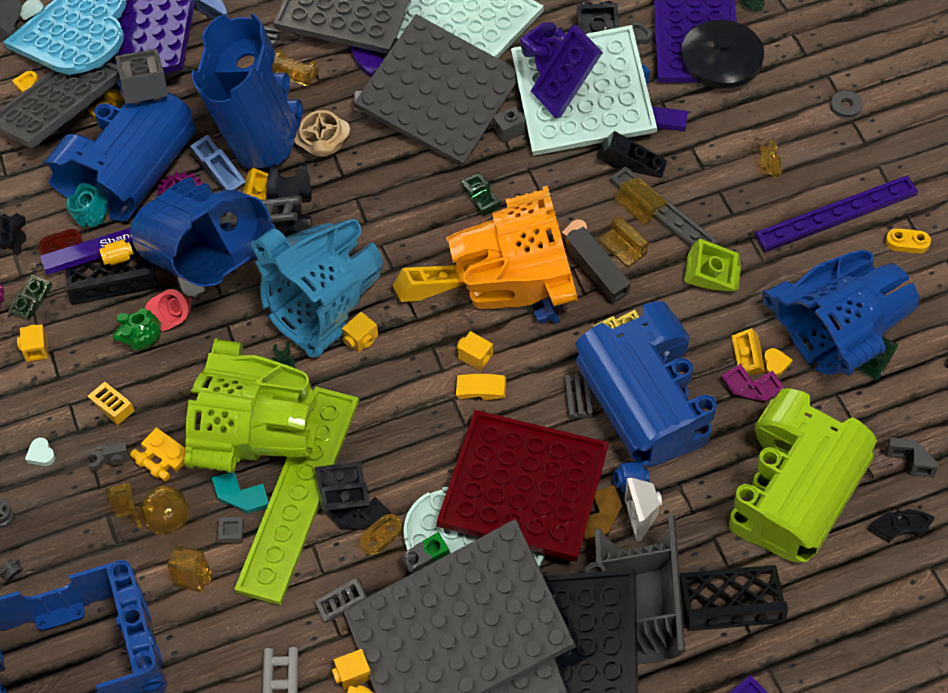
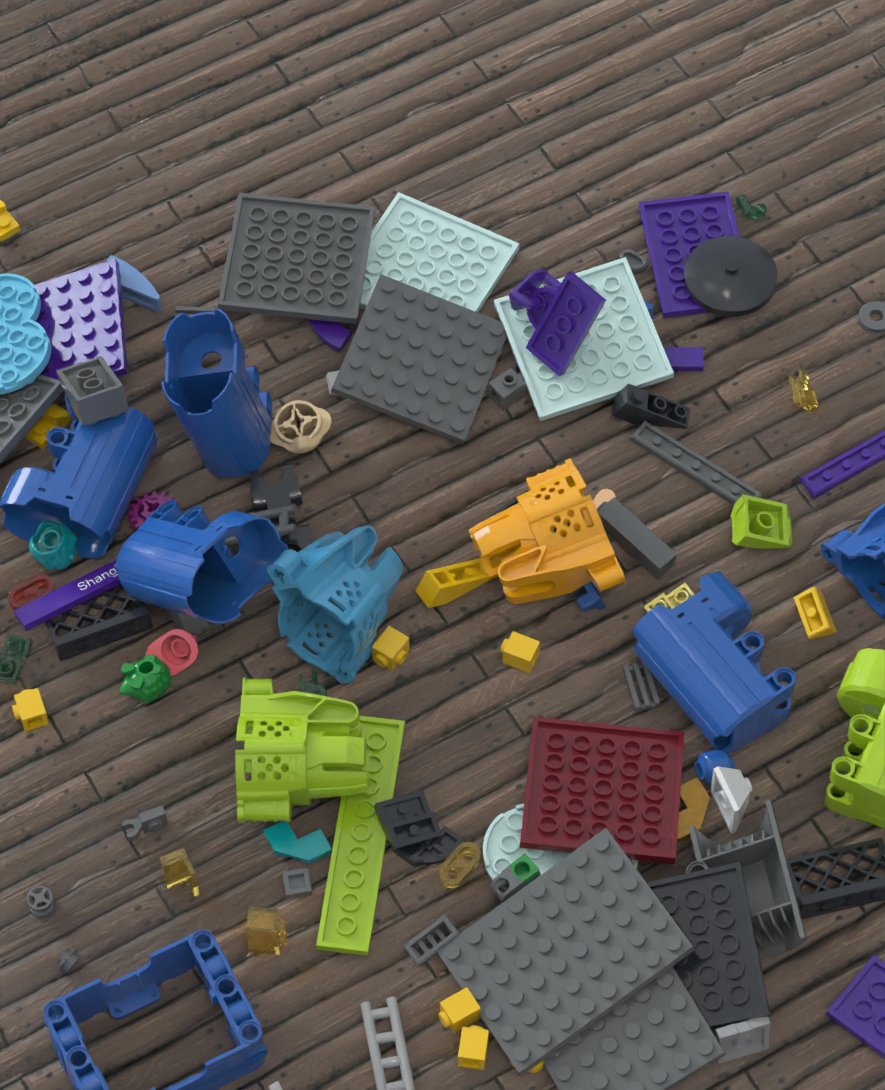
camera: 10 degrees left, 0 degrees up
(40, 453) = (67, 830): light aqua tile -> none
(116, 252) = (100, 595): yellow brick -> none
(118, 415) = (143, 778): yellow slope -> none
(164, 510) = (220, 872): clear yellow cylinder -> none
(165, 449) = (203, 807): yellow plate -> none
(216, 164) = (187, 478): medium blue slope -> none
(256, 184) = (236, 496): yellow slope -> none
(296, 70) = (259, 356): clear yellow hinge -> none
(480, 194) = (490, 473): clear green slope -> none
(481, 385) = (536, 688): yellow slope -> none
(597, 16) = (582, 251): black plate -> none
(624, 242) = (660, 508): clear yellow panel -> none
(639, 199) = (668, 457): clear yellow panel -> none
(759, 390) = (814, 651): magenta tile -> none
(776, 361) = (846, 620): yellow tile -> none

